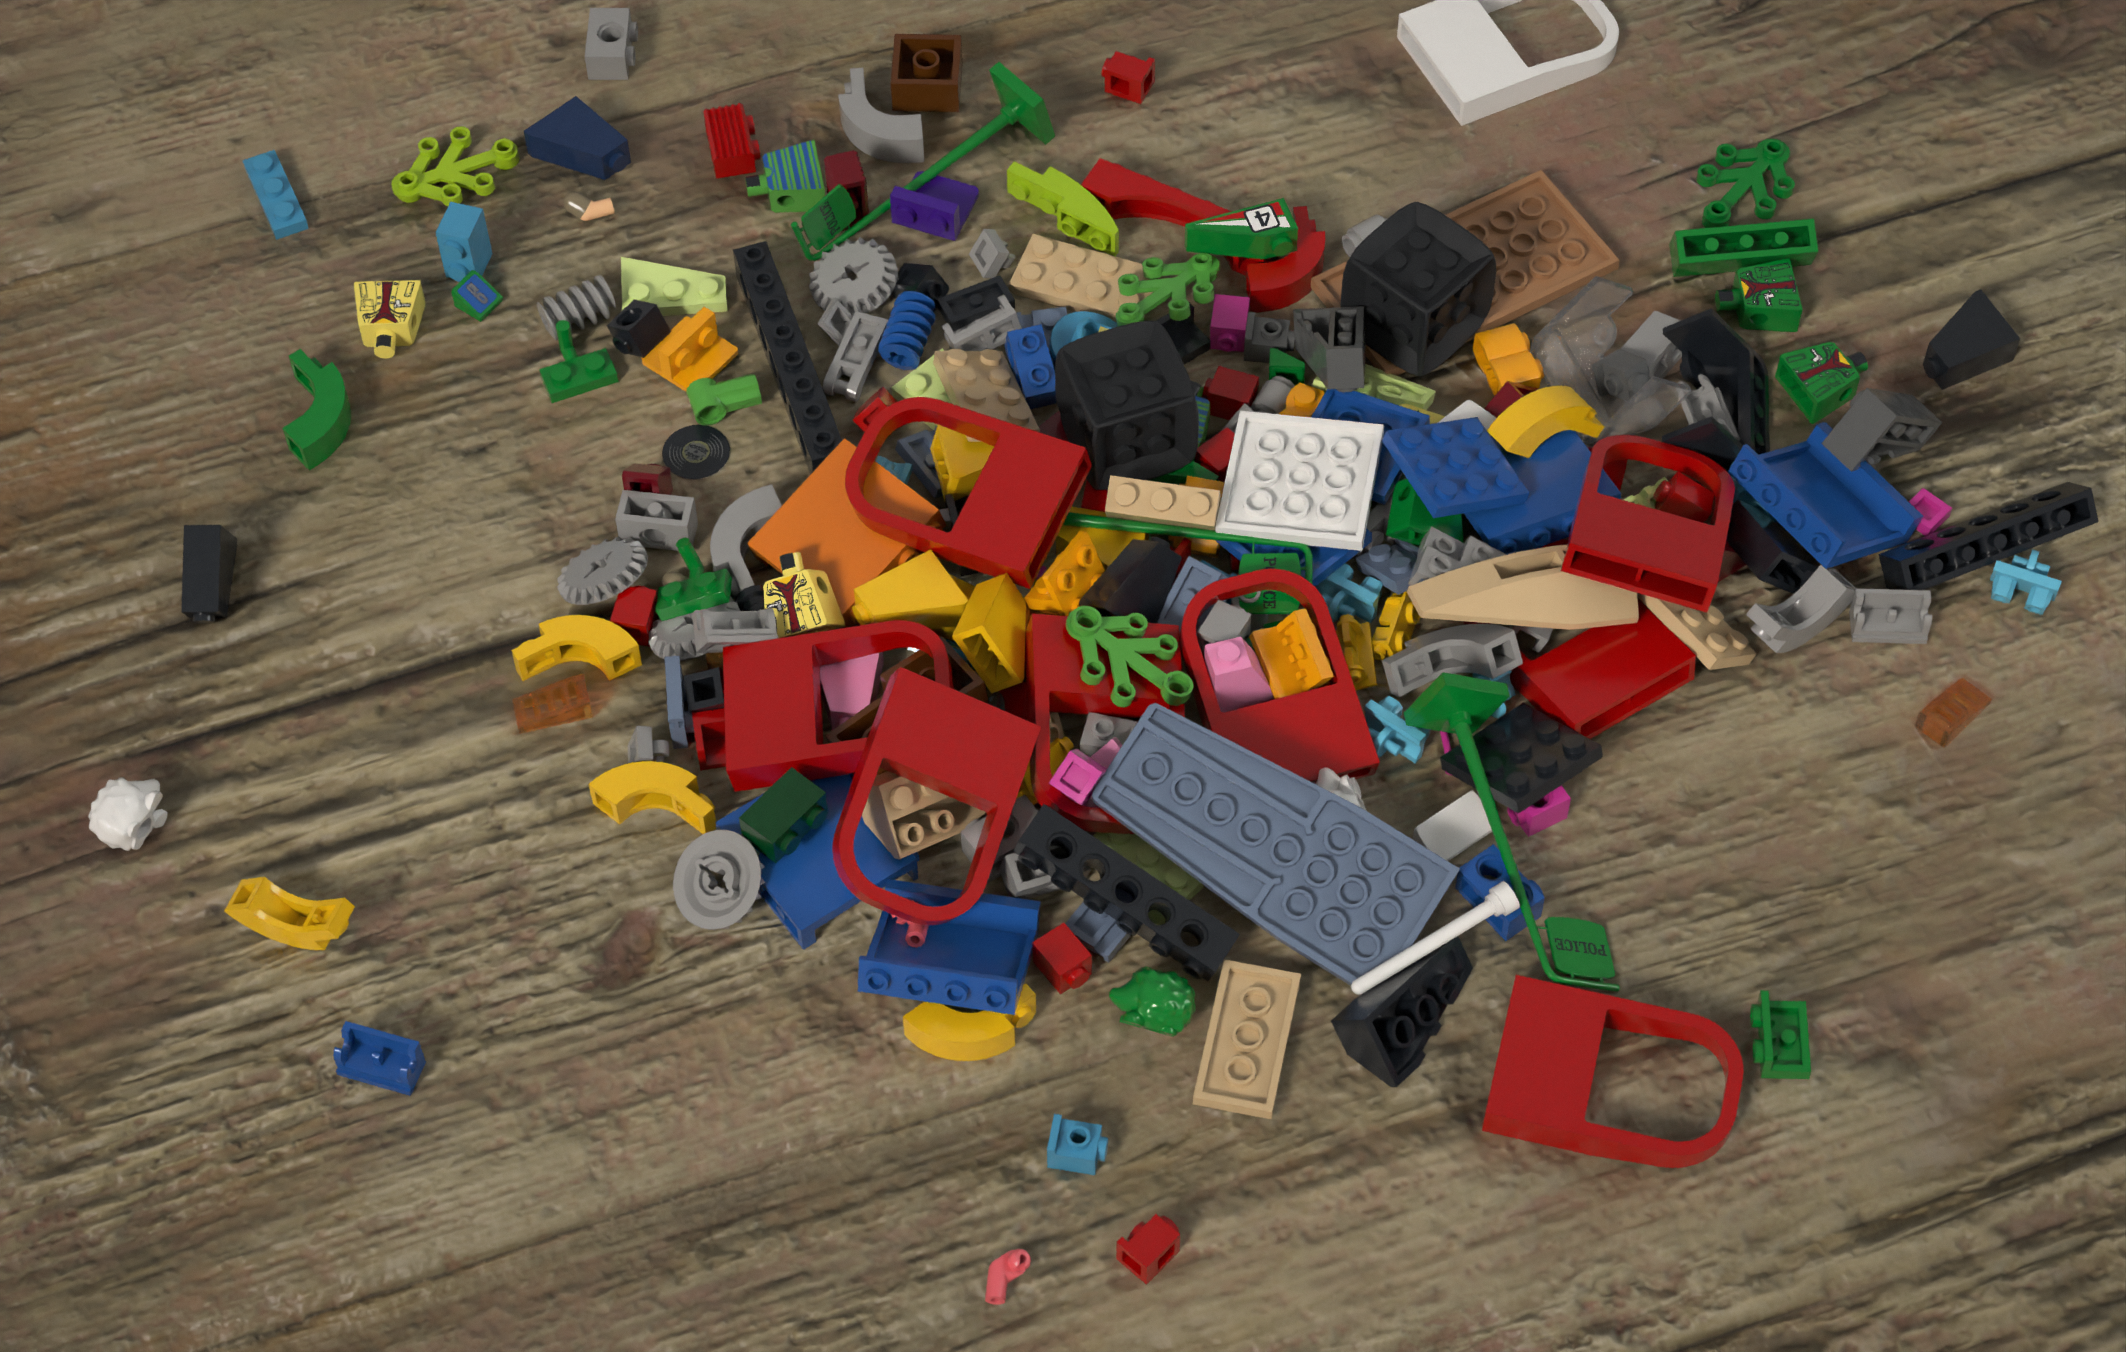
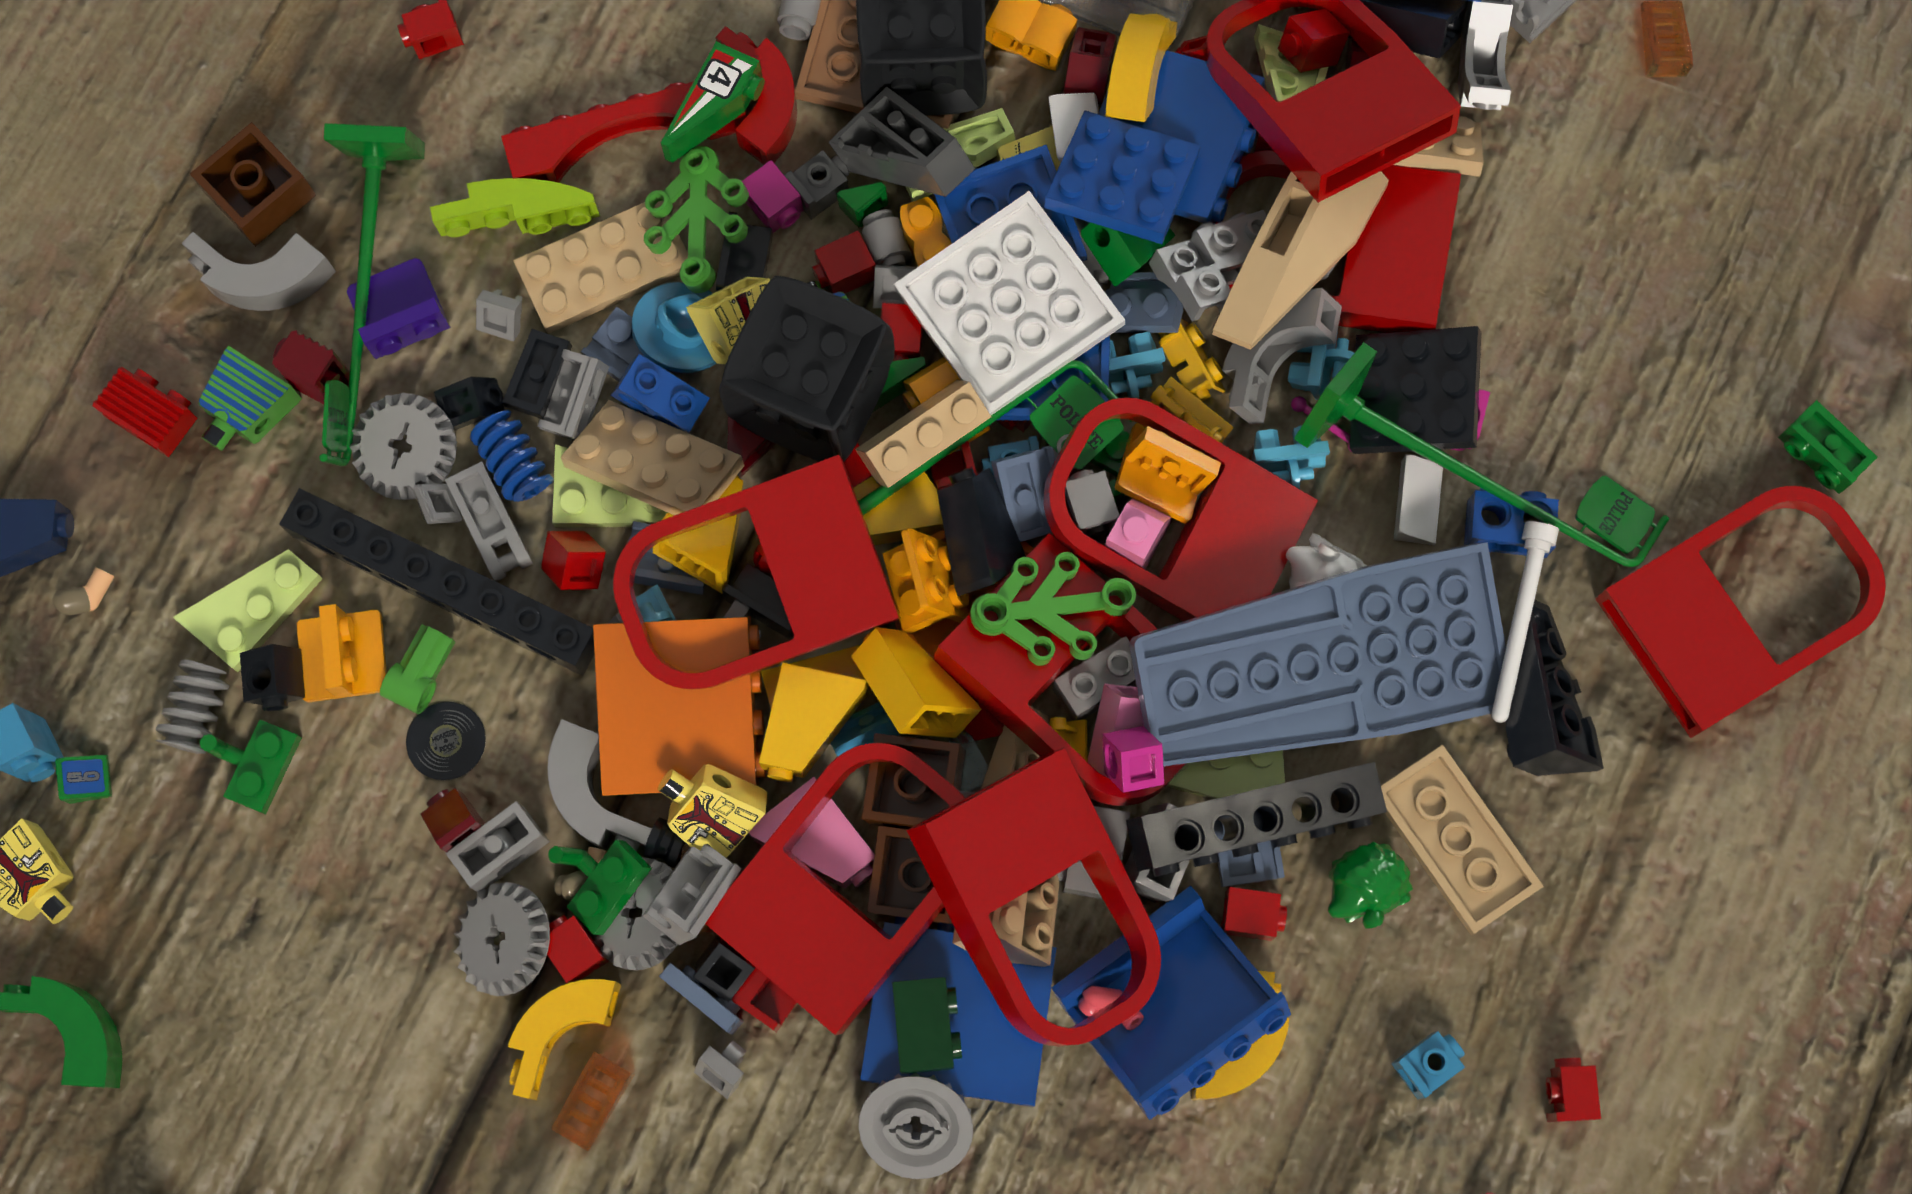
camera: 45 degrees left, 20 degrees up
(650, 786) = (756, 1096): yellow arch -> none

